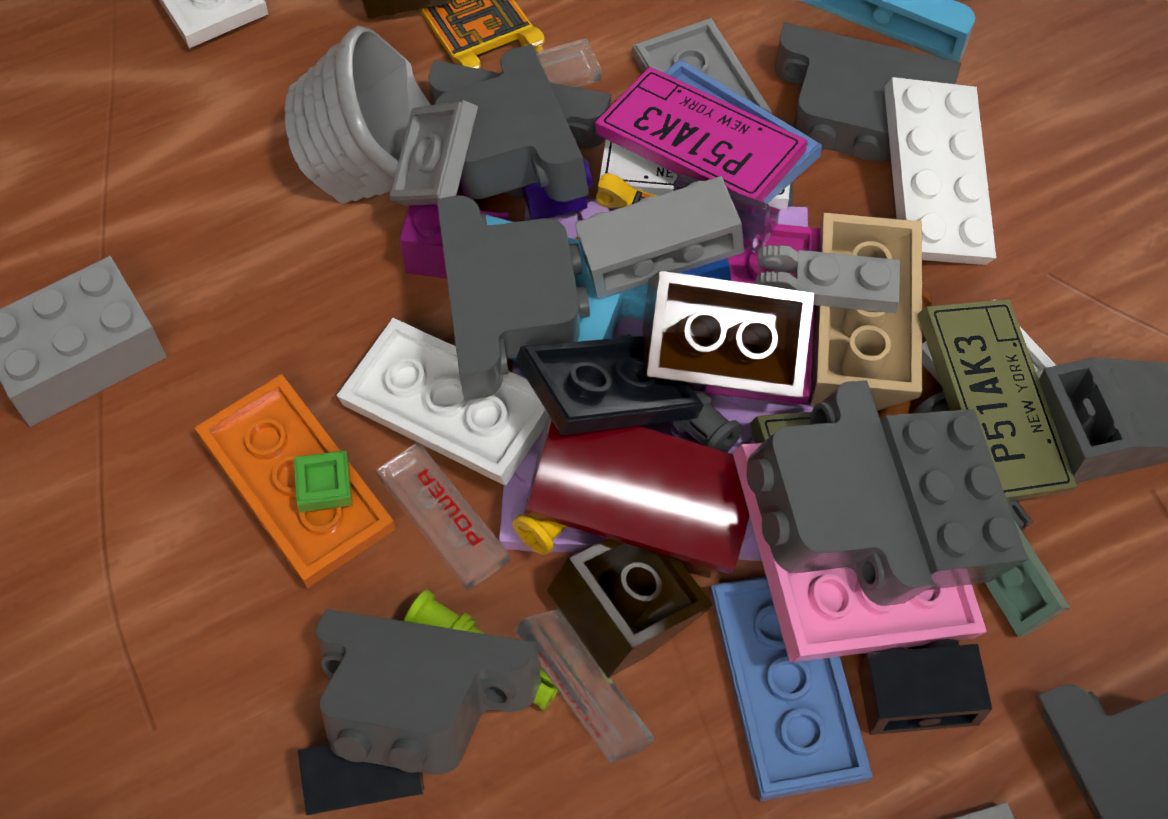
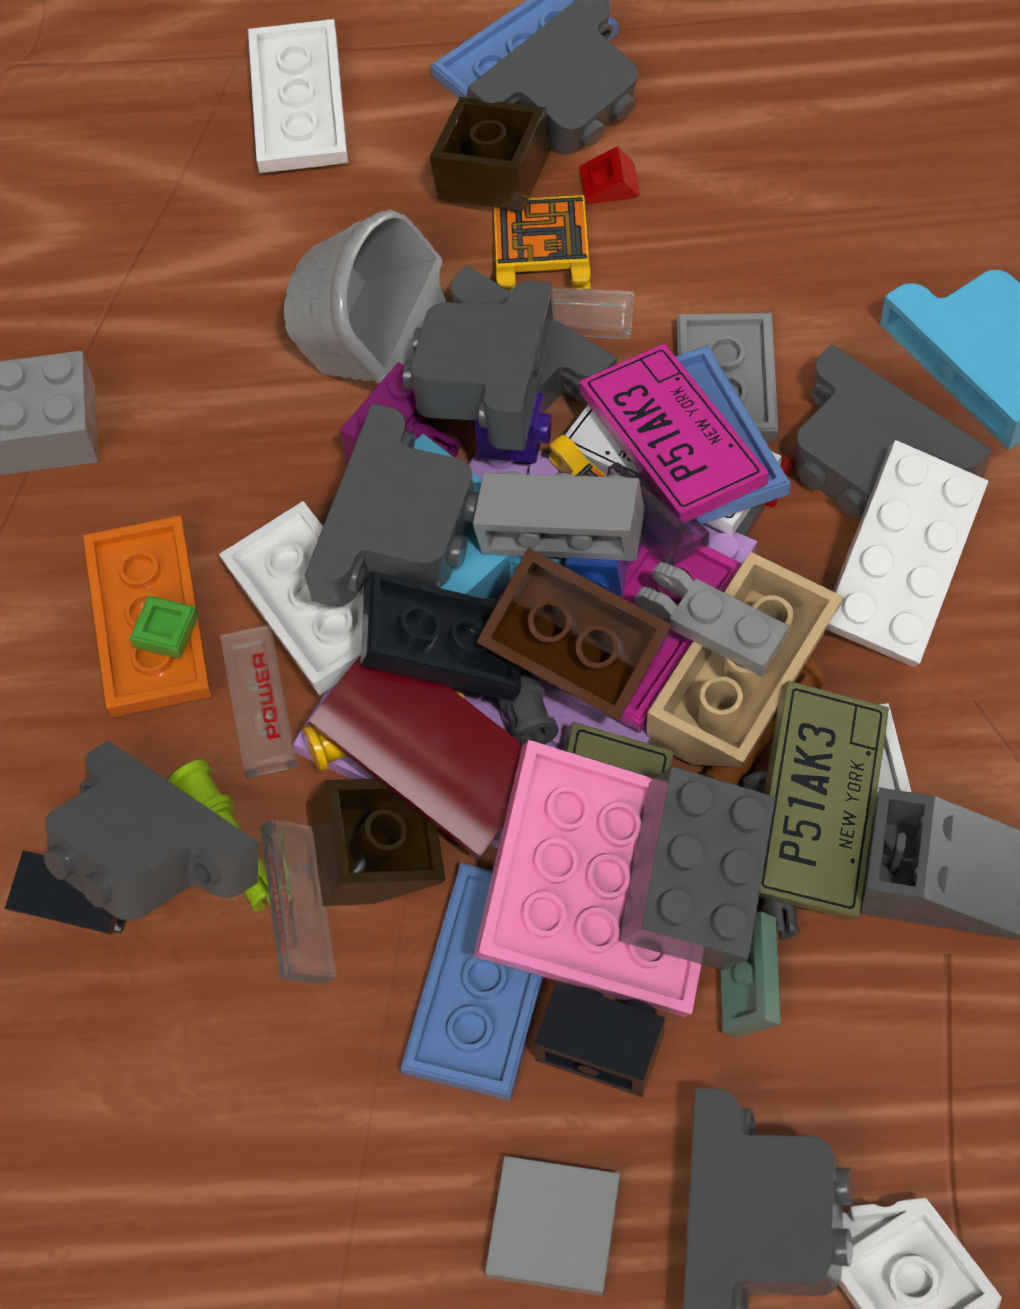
camera: 30 degrees right, 0 degrees up
(433, 153) = (397, 358): light grey tile -> none
(837, 499) = (589, 824): dark grey brick -> none

